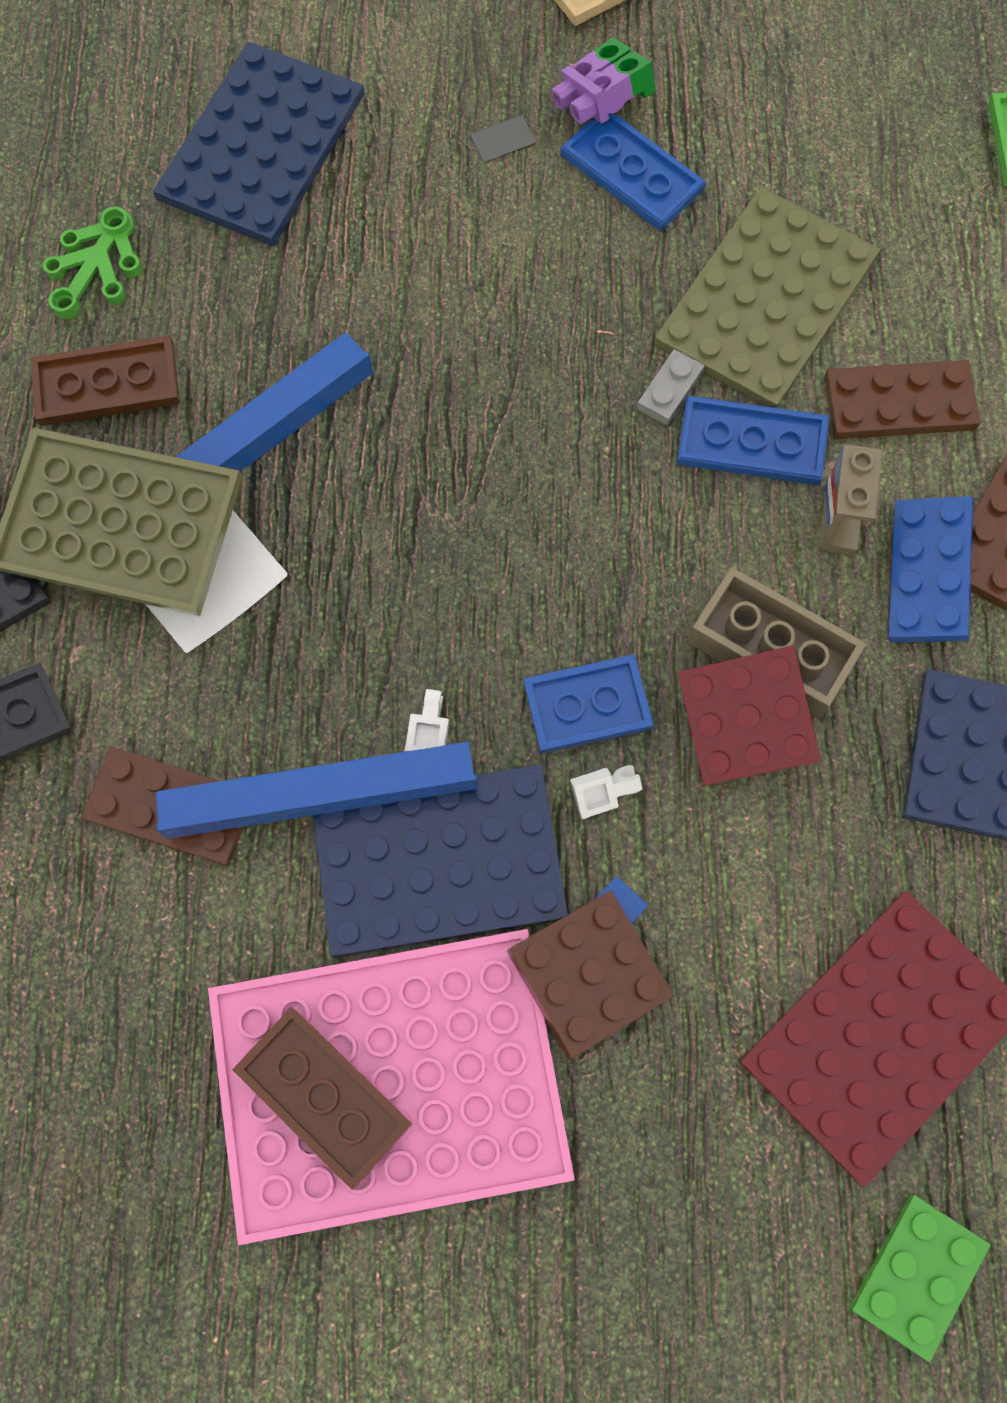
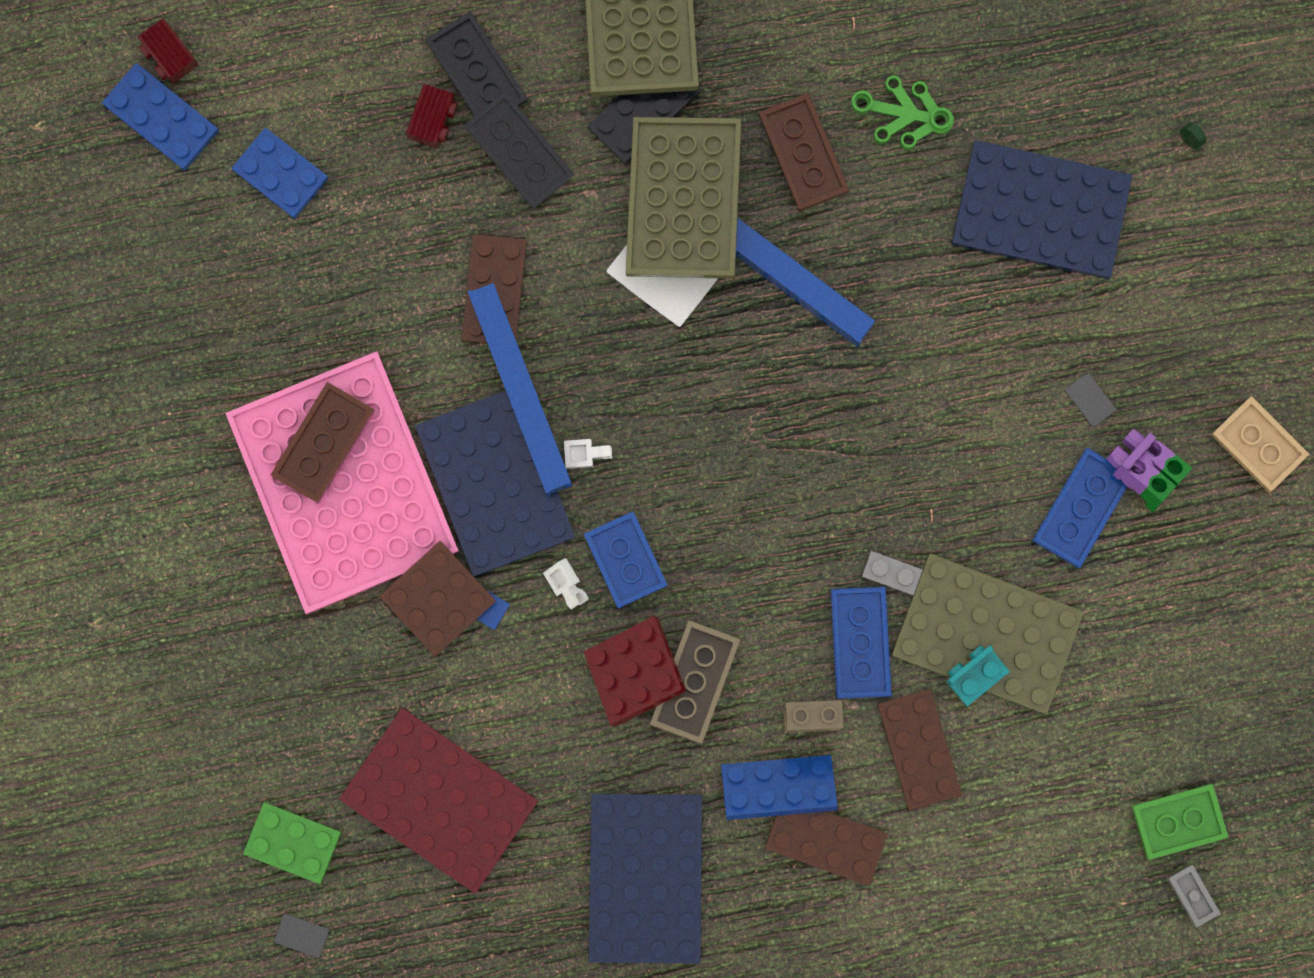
camera: 75 degrees right, 10 degrees up
(822, 307) = (977, 675): none -> teal bracket

